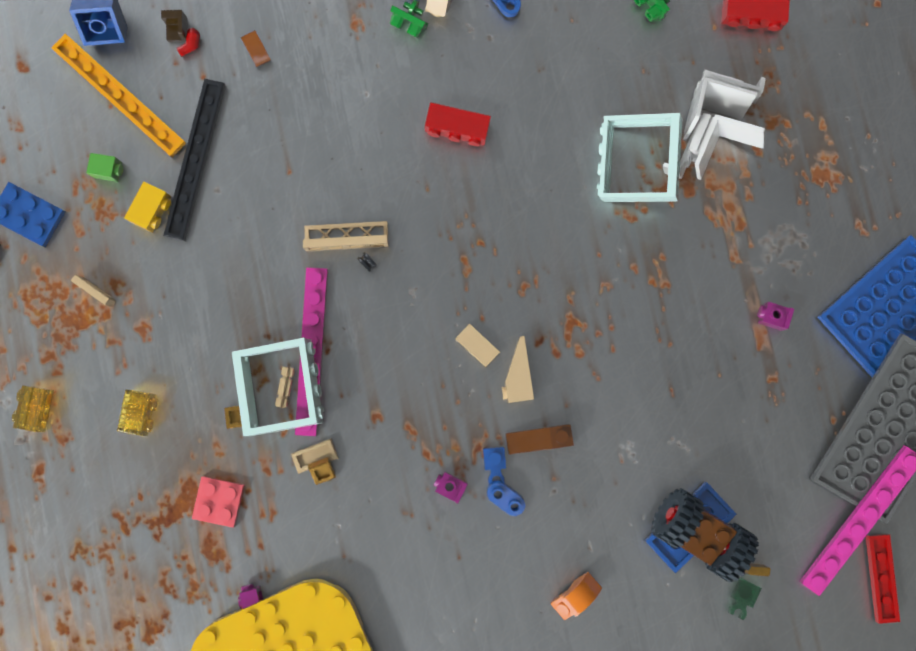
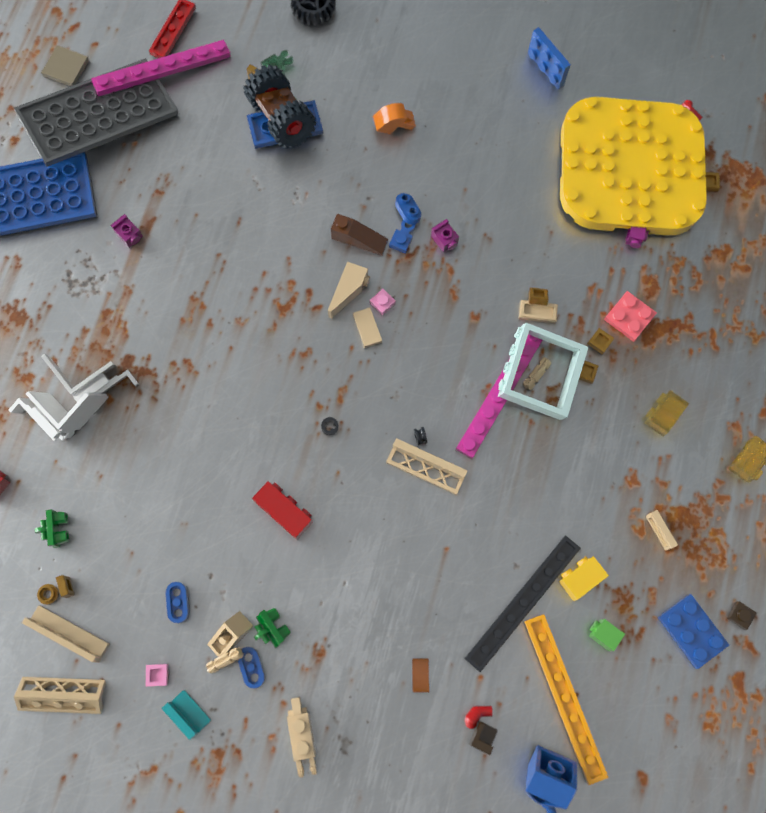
camera: 150 degrees left, 10 degrees down
(236, 455) = (600, 341): none -> pearl gold plate
(464, 230) = (326, 421): none -> black bush
(477, 381) = (382, 301): none -> bright pink plate
(606, 147) = (184, 409): light aqua window -> none

